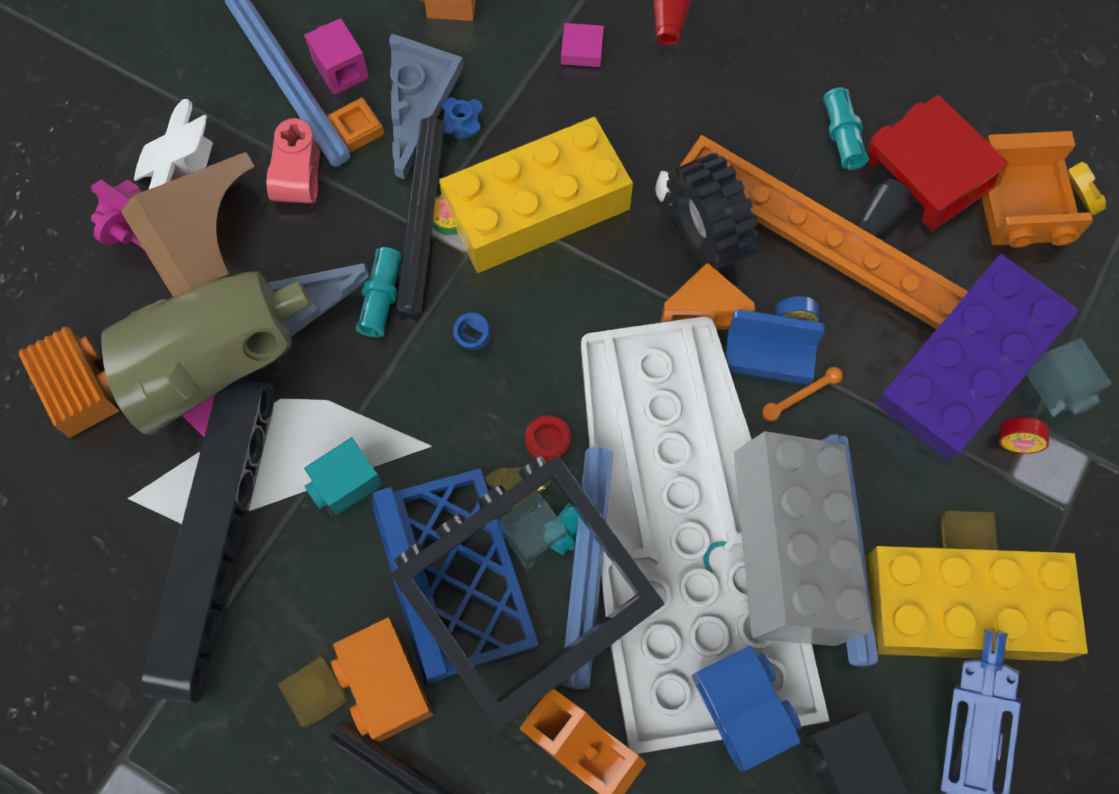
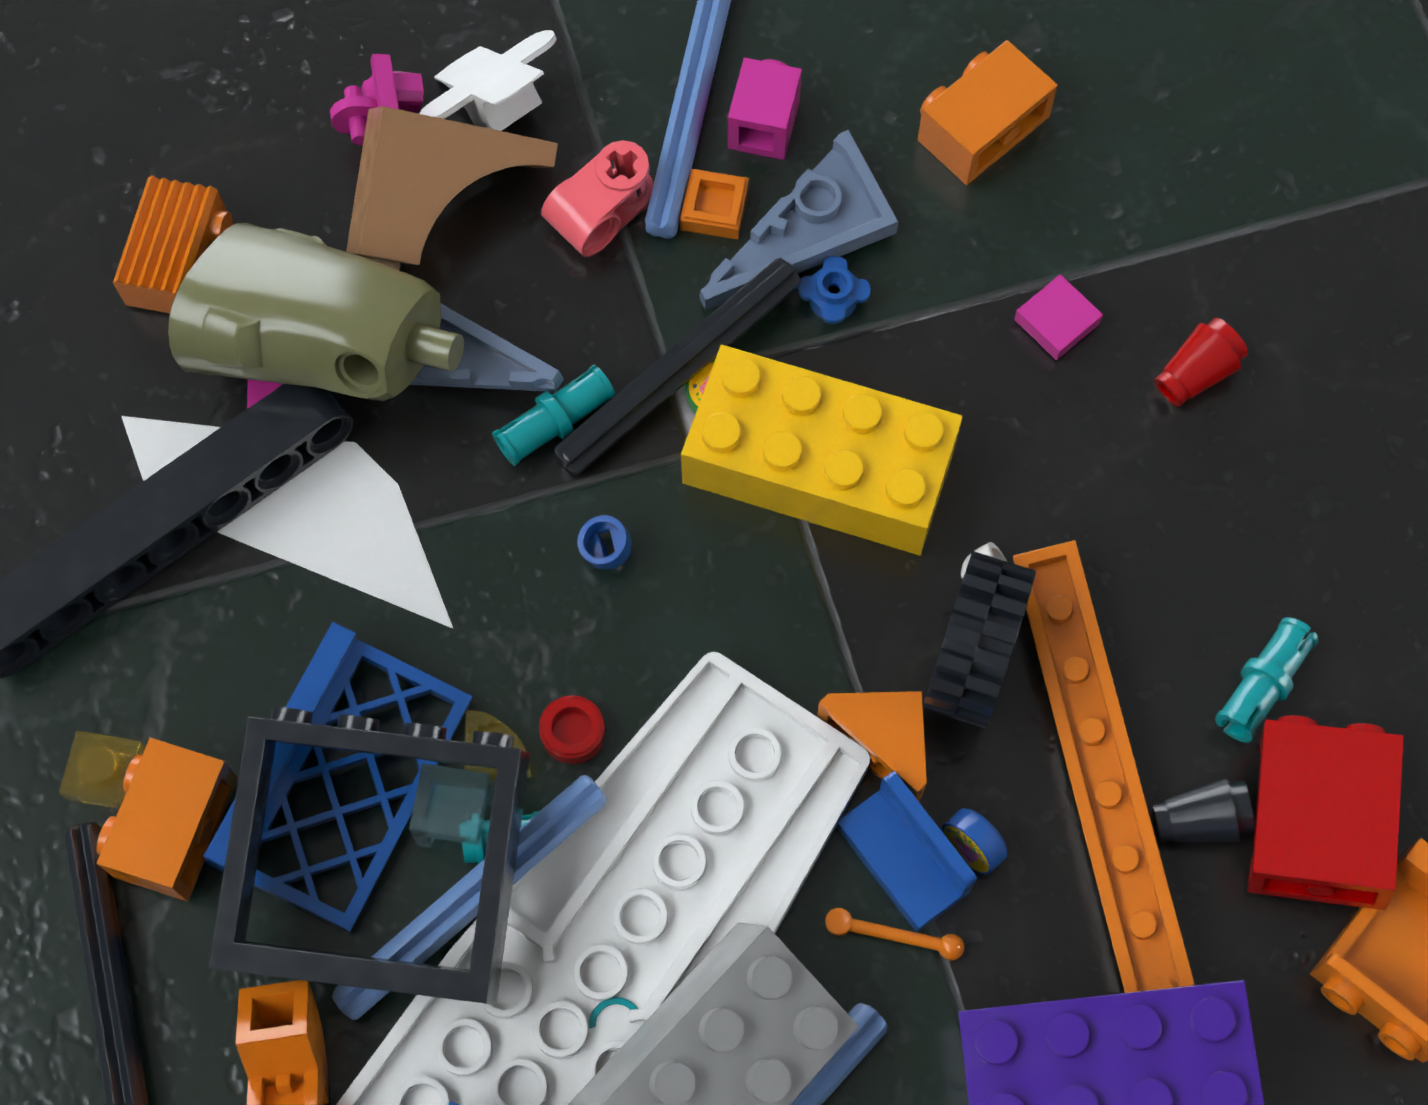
camera: 45 degrees right, 0 degrees up
(341, 477) = (327, 579): teal brick -> none

